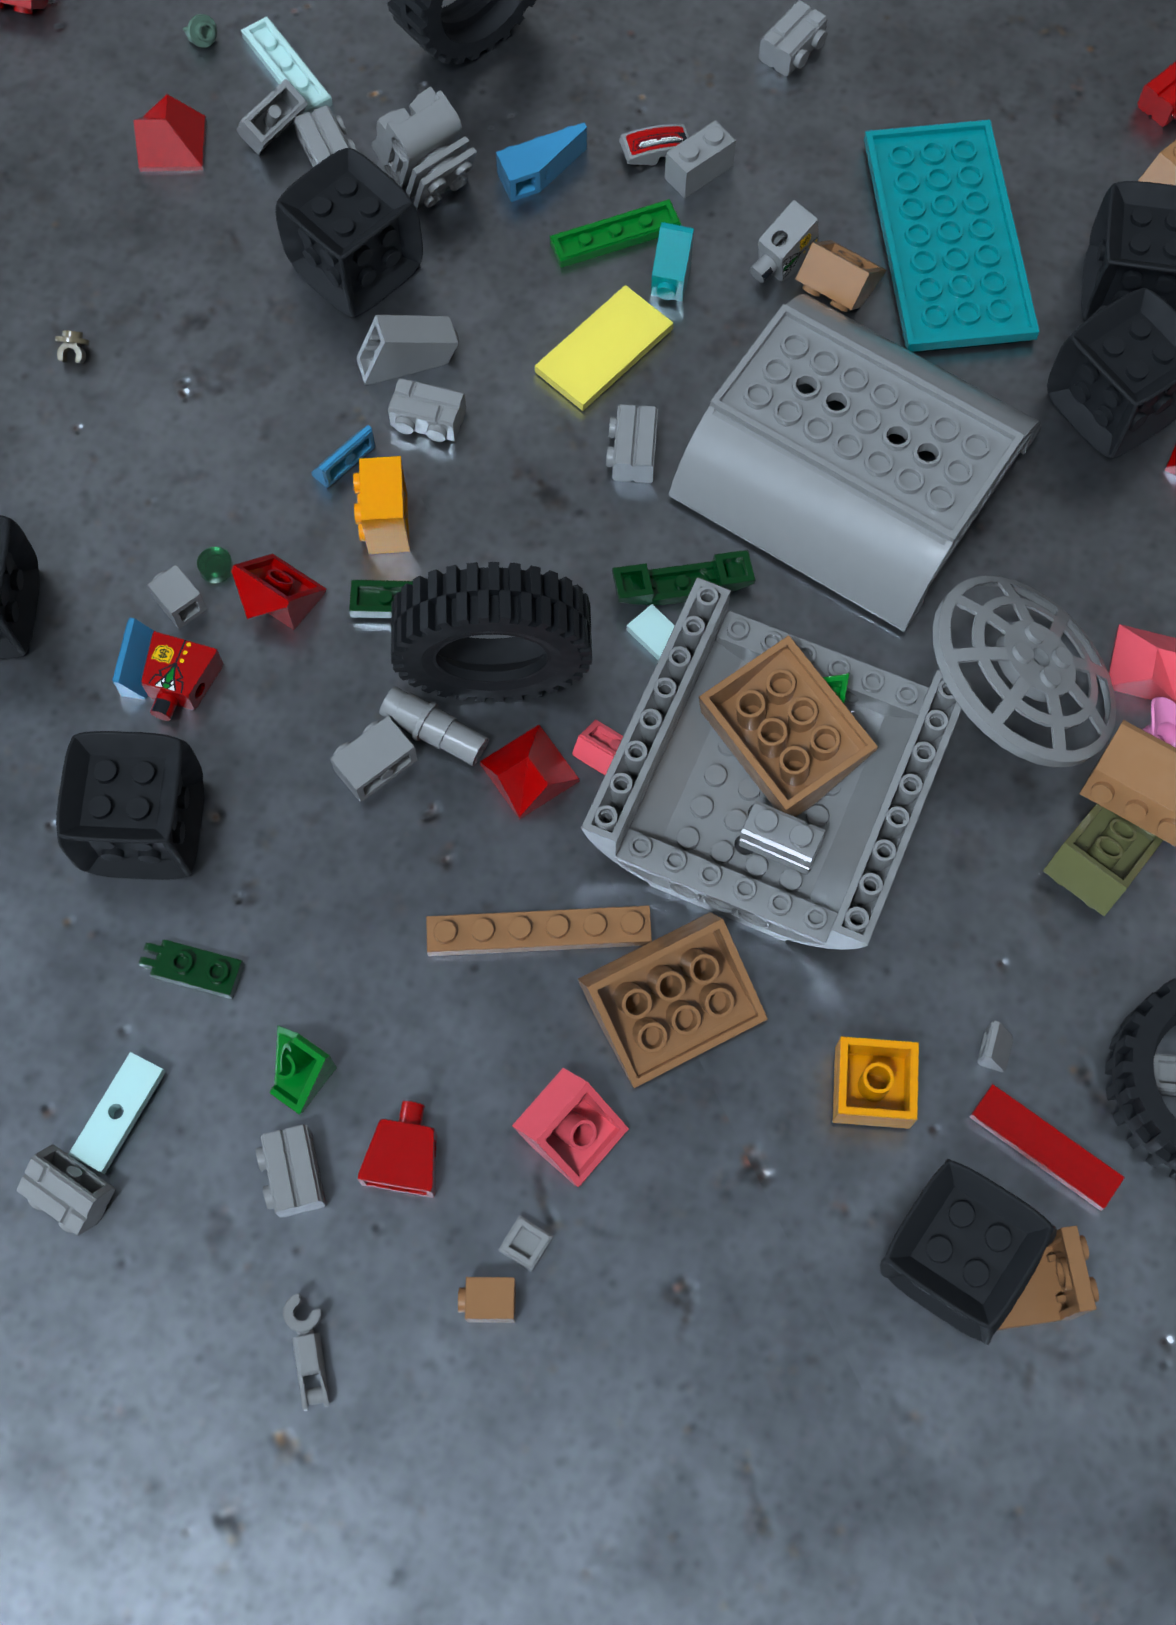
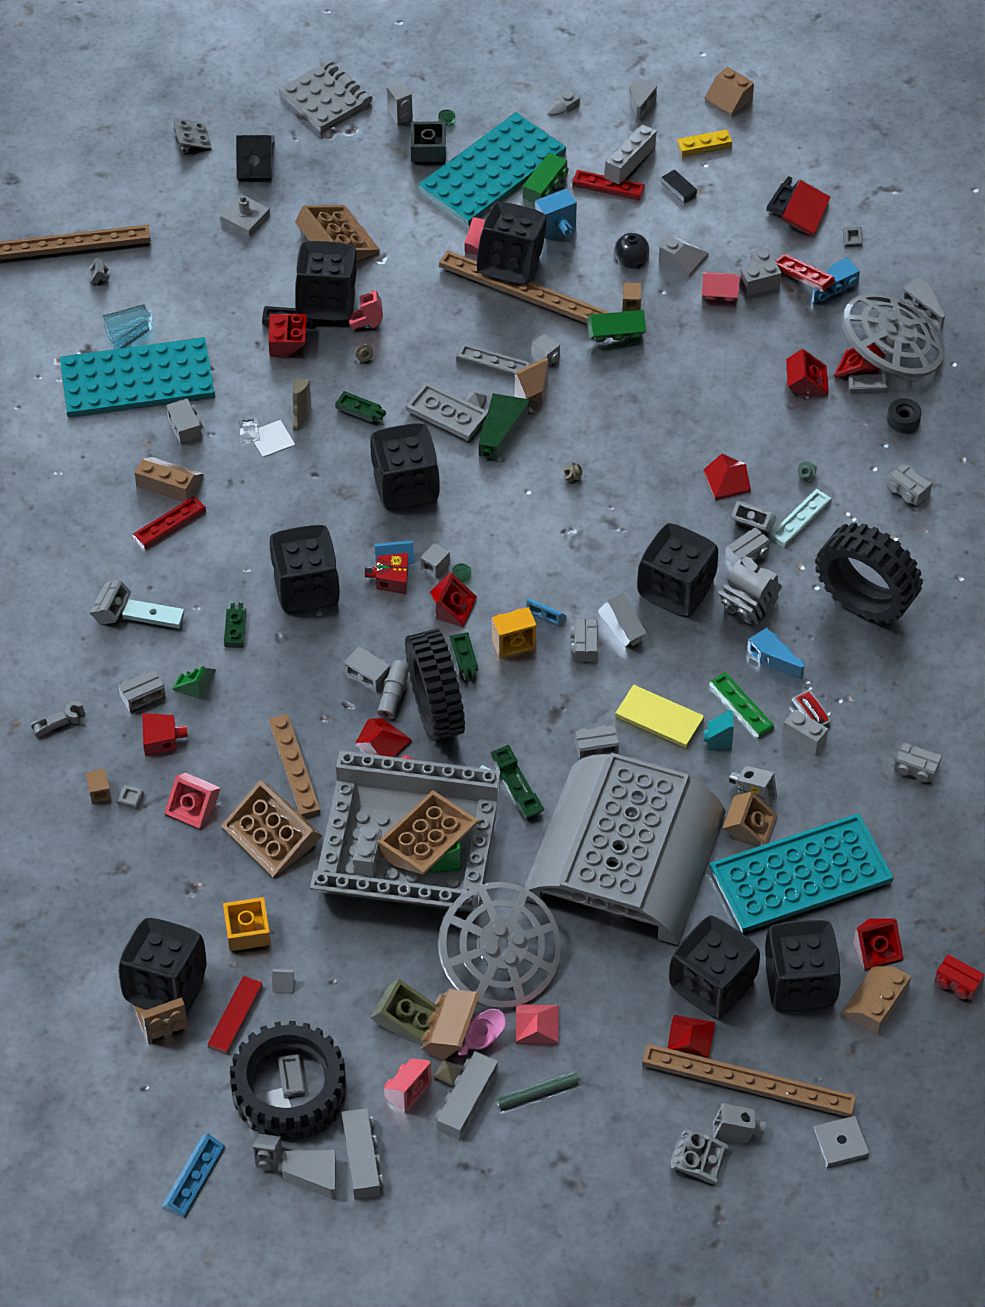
camera: 75 degrees right, 15 degrees down
(1093, 165) = (878, 942): none -> red slope

